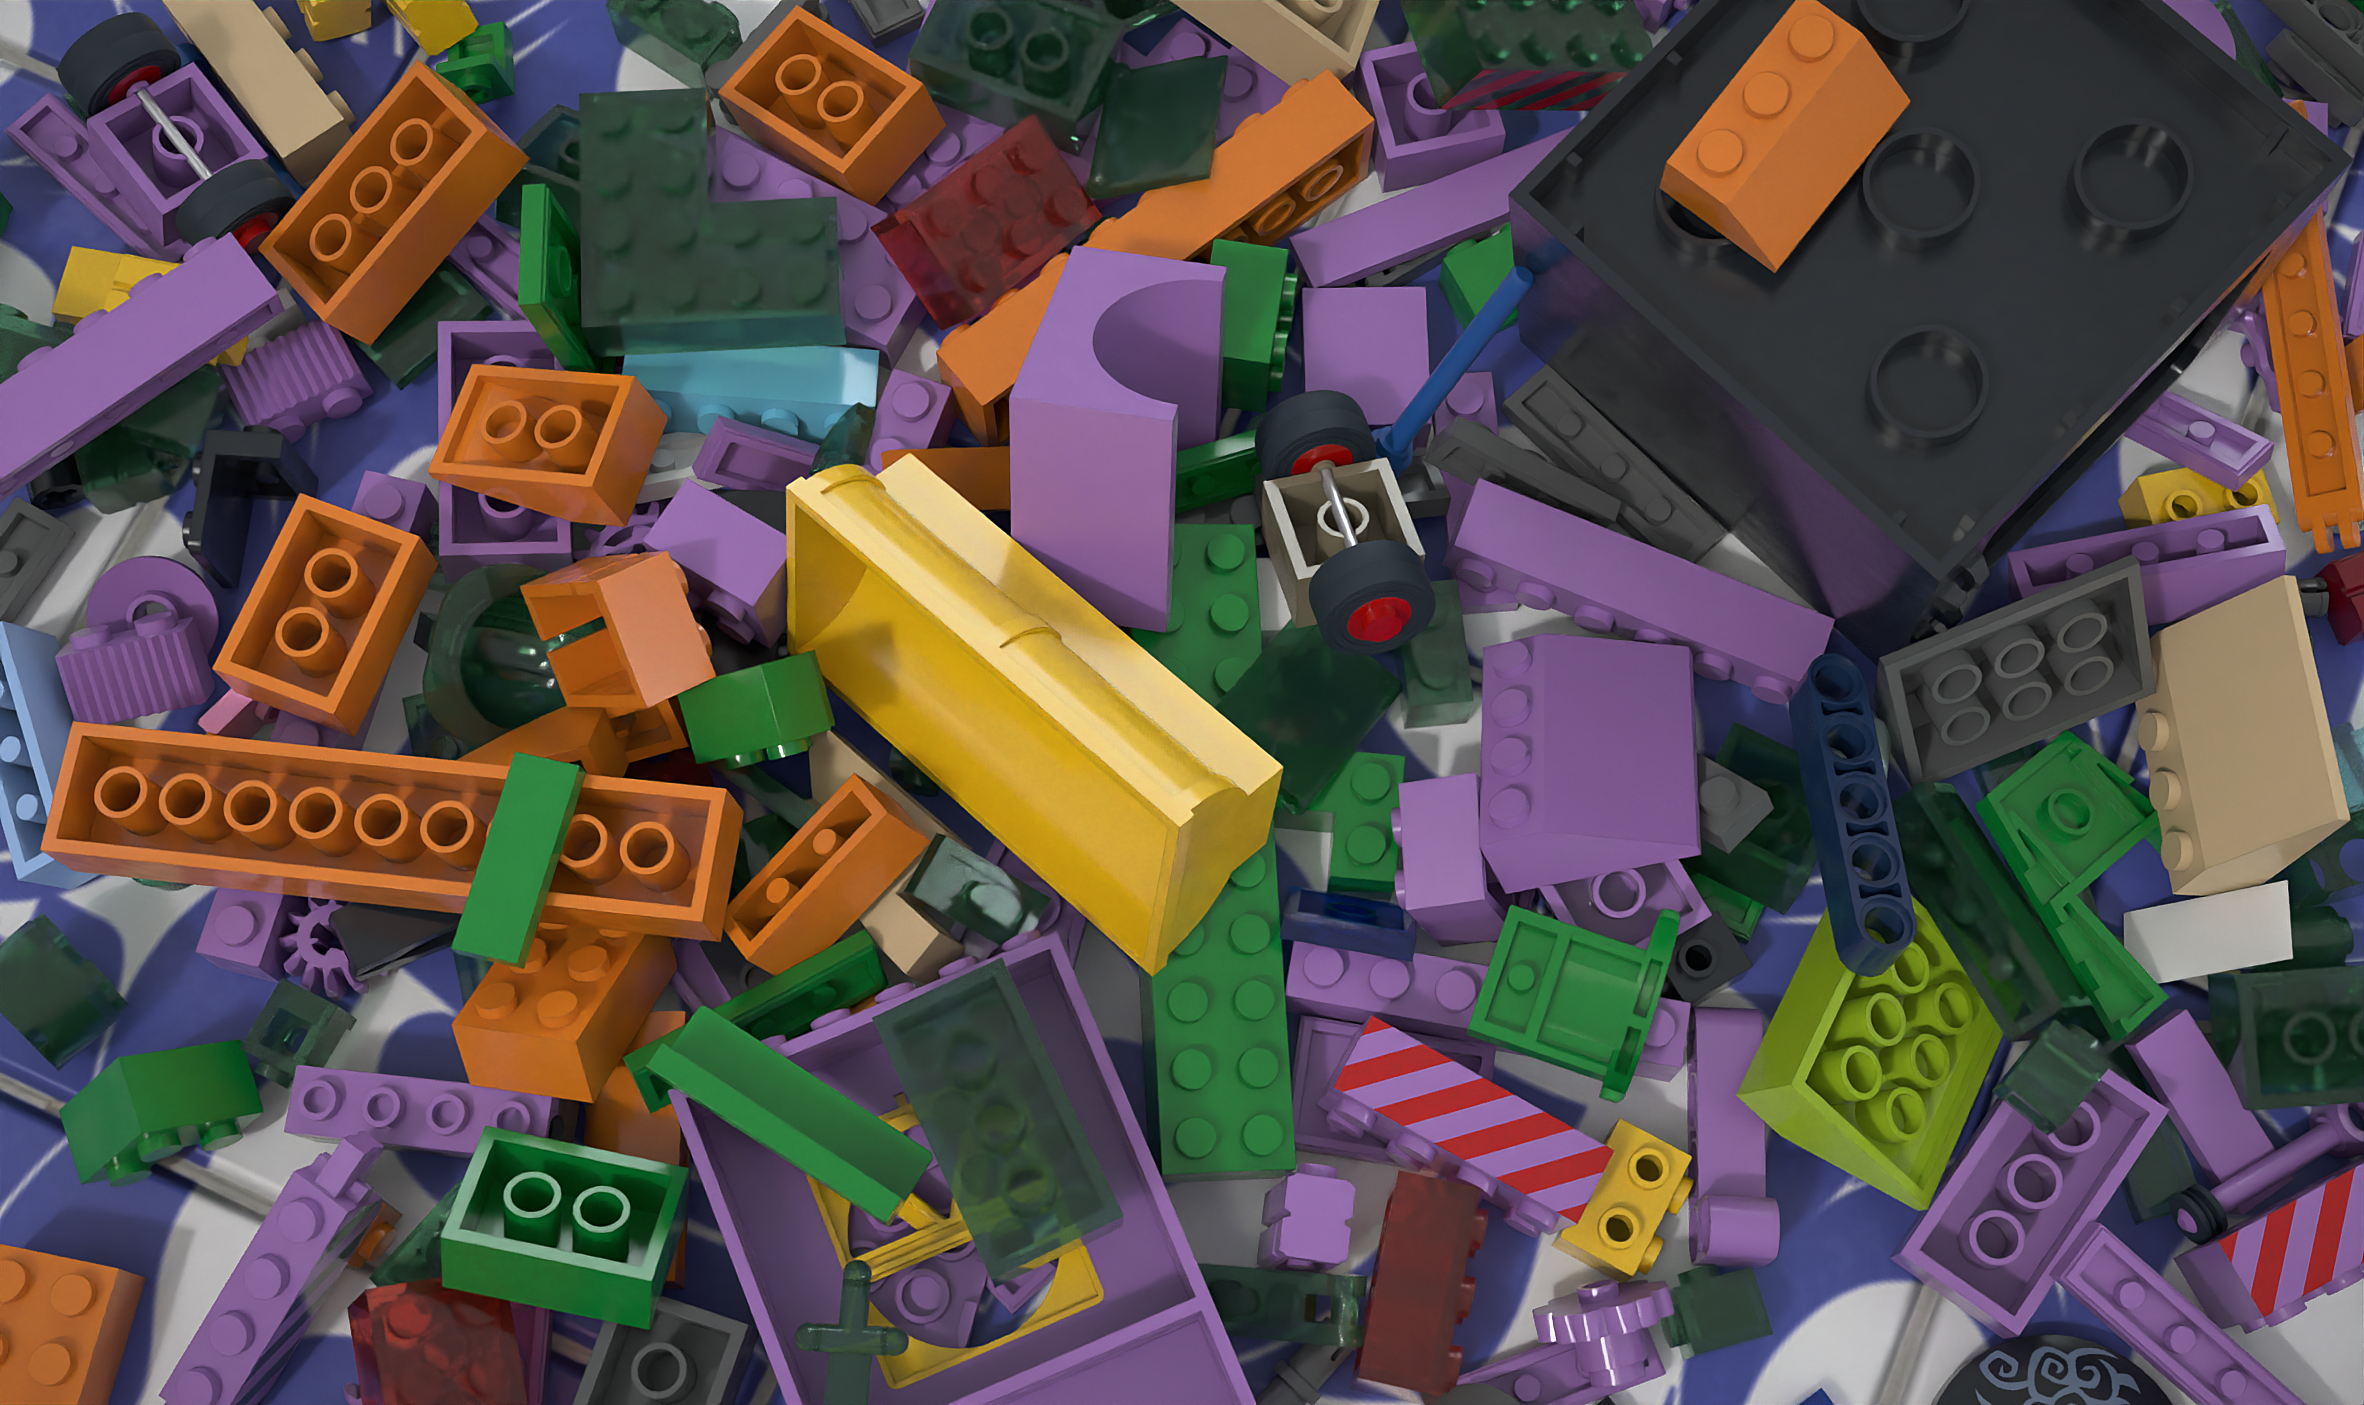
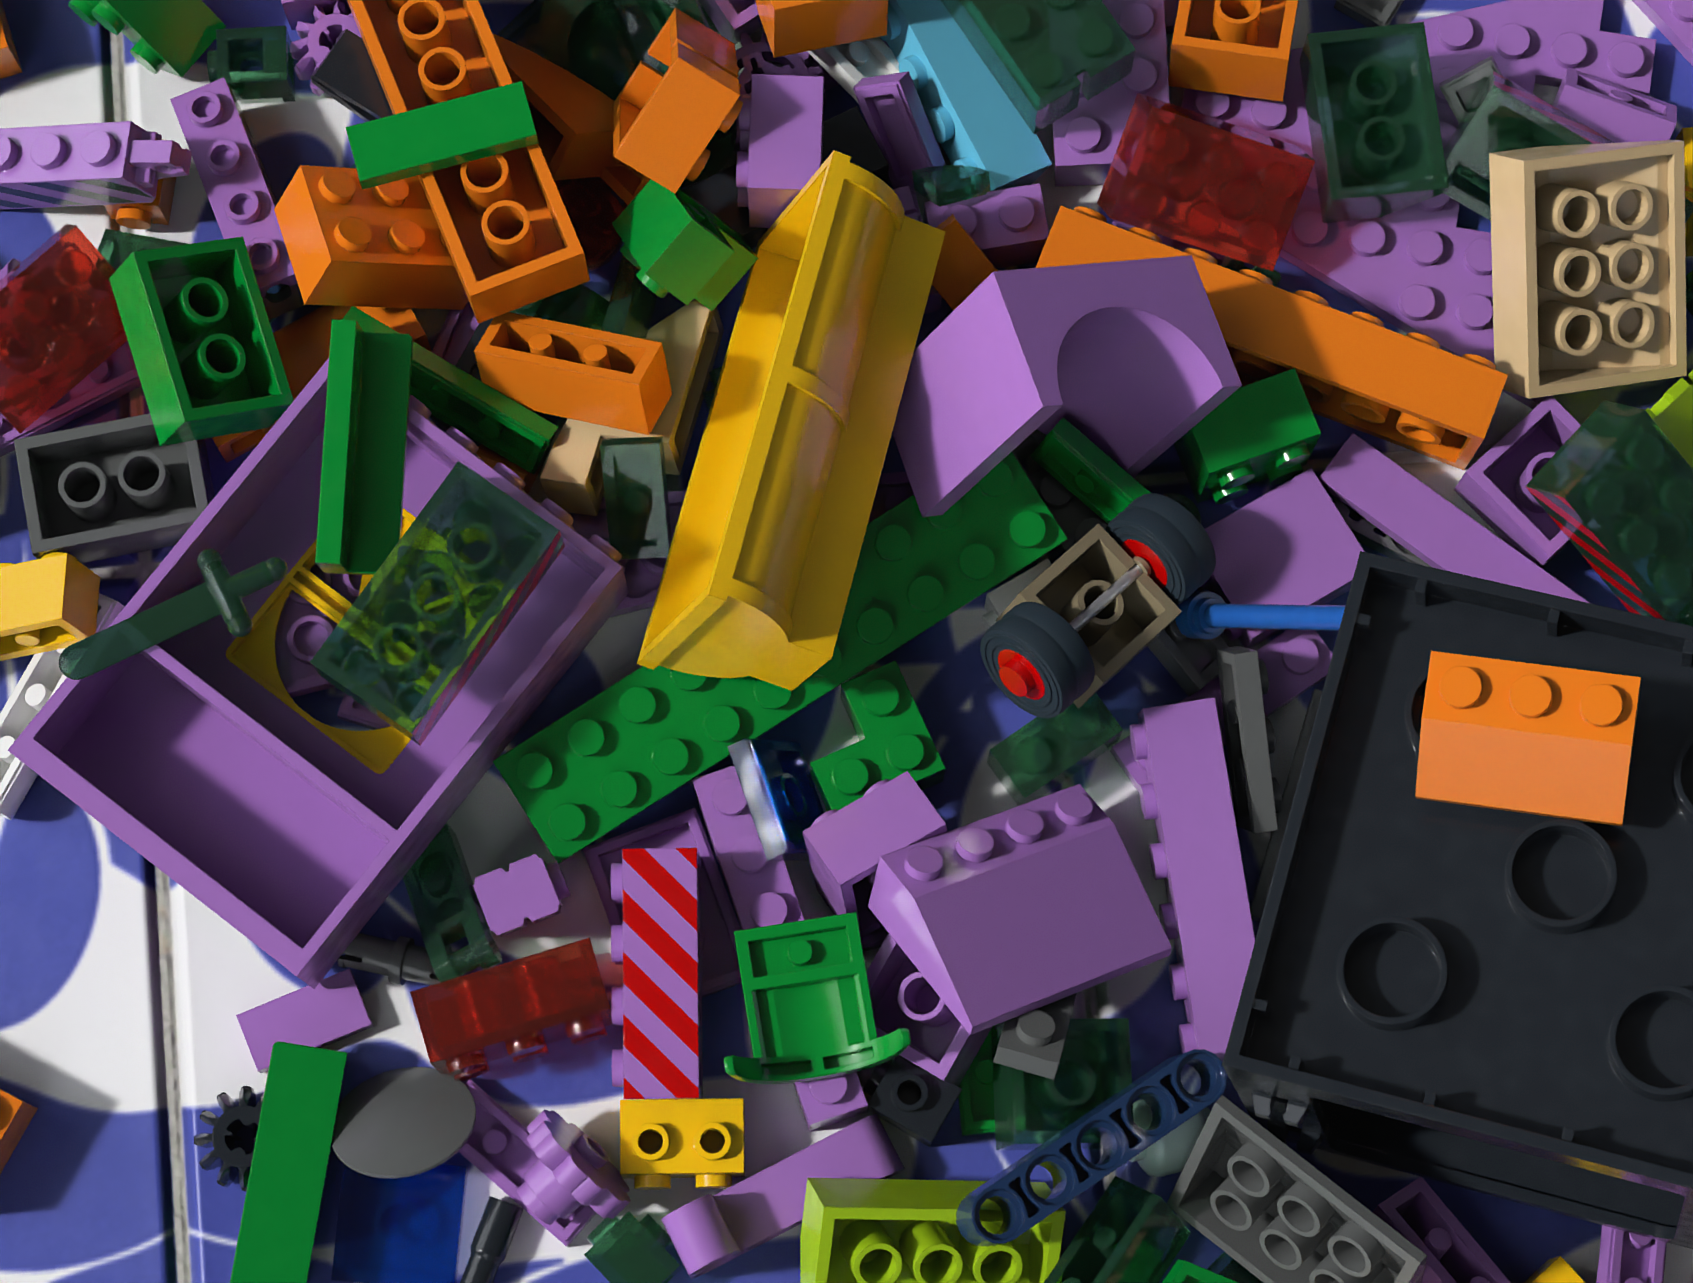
camera: 60 degrees right, 5 degrees up
(1158, 126) = (1379, 268): clear green piece -> none
(1308, 708) = (923, 665): clear green piece -> none

